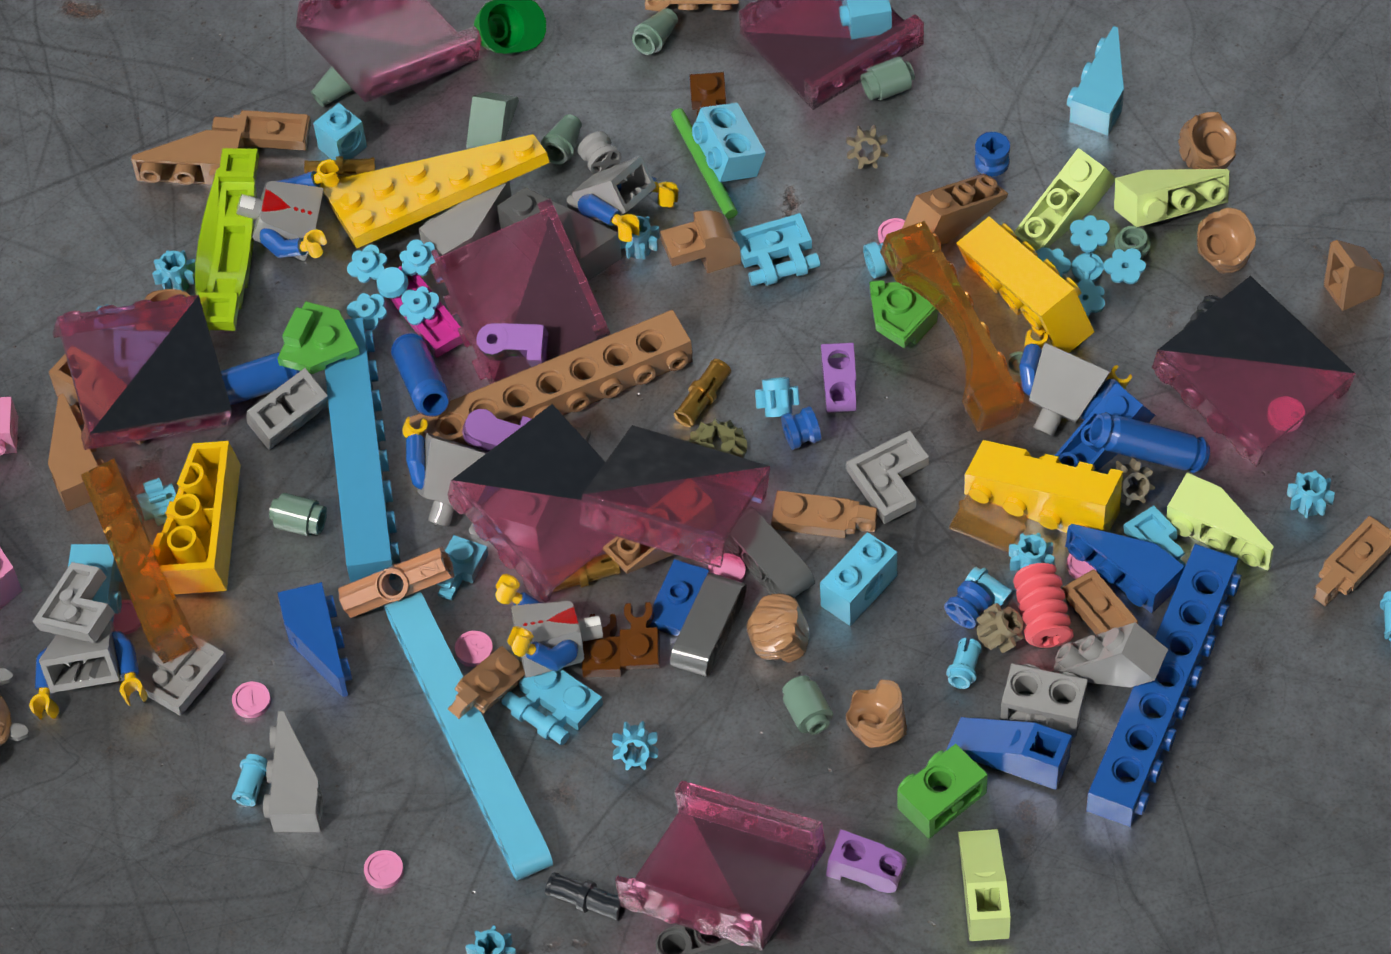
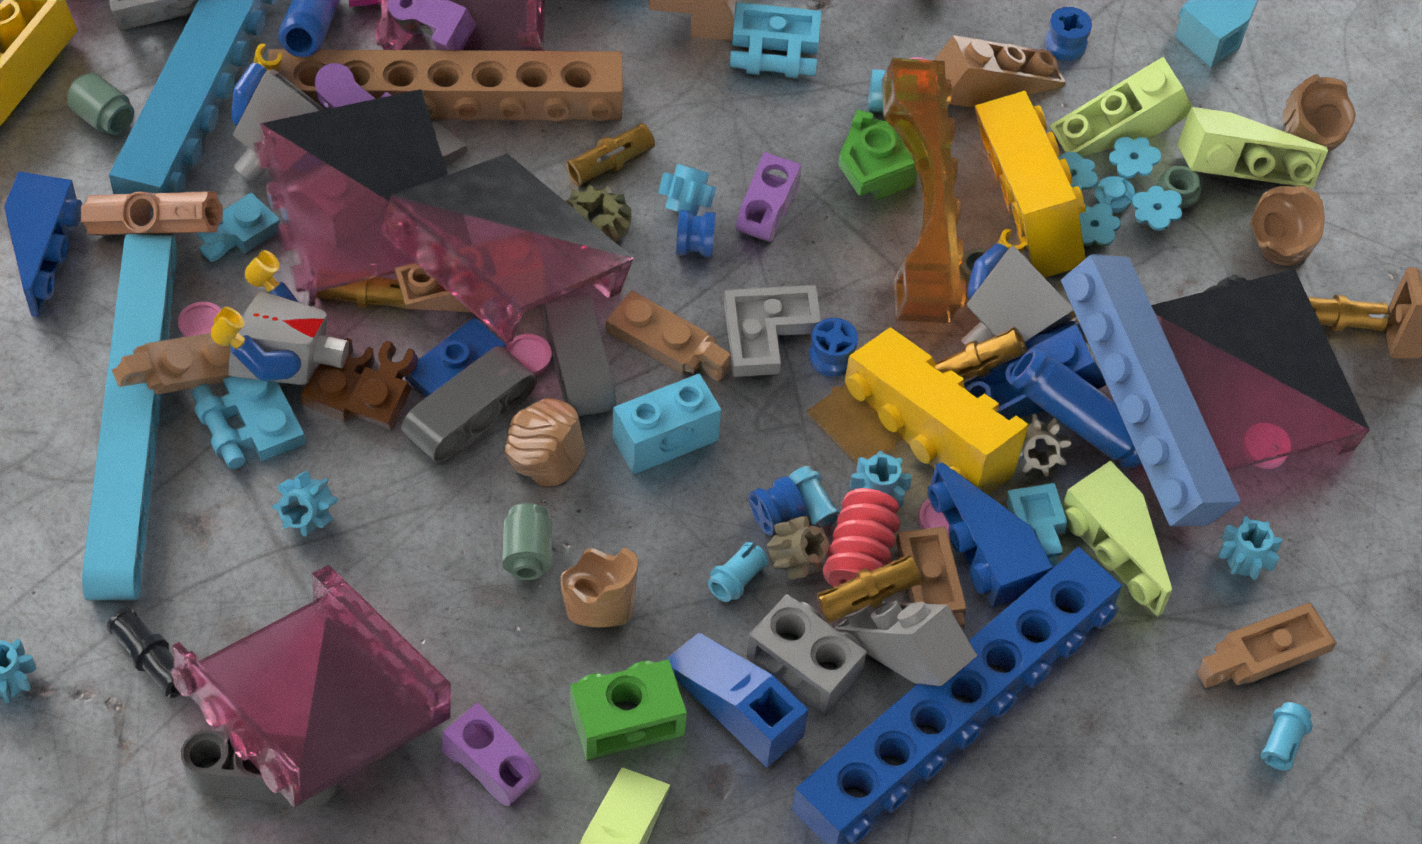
camera: 15 degrees right, 0 degrees up
(952, 465) = (828, 336): none -> blue wheel
(1060, 432) = (983, 356): none -> pearl gold pin
(1069, 635) = (869, 588): none -> pearl gold pin
(1191, 409) = (1150, 391): none -> medium blue brick
(1293, 292) = (1343, 313): none -> pearl gold pin

